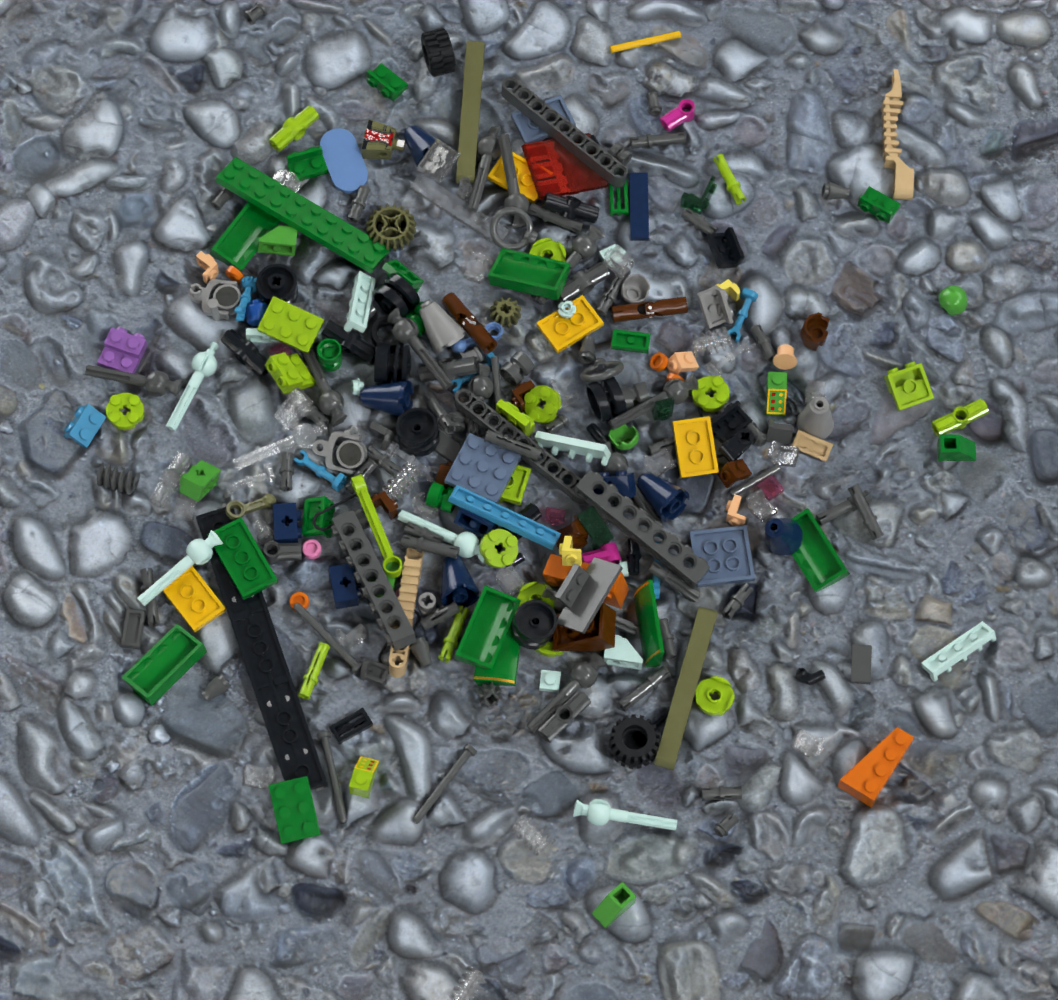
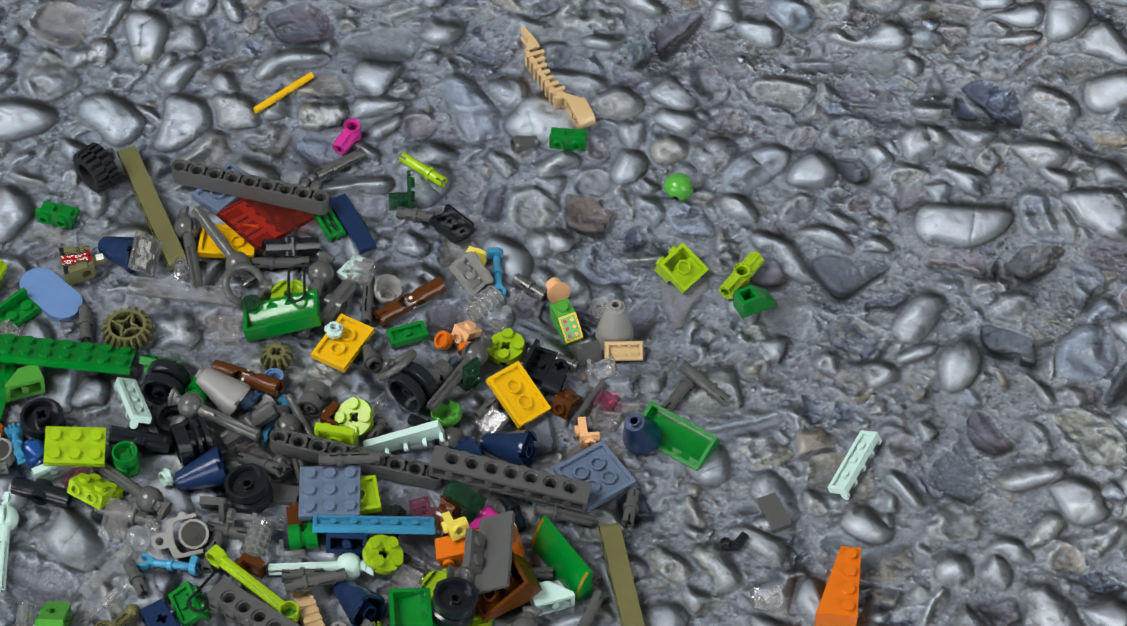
camera: 25 degrees left, 15 degrees down
(507, 249) = (250, 302): none -> clear green plate
(553, 239) = (304, 283): none -> black piece
(653, 102) = (321, 140): dark grey pin -> none
(709, 686) = (657, 607): lime plate -> none
(814, 331) = (570, 258): reddish brown hair -> none

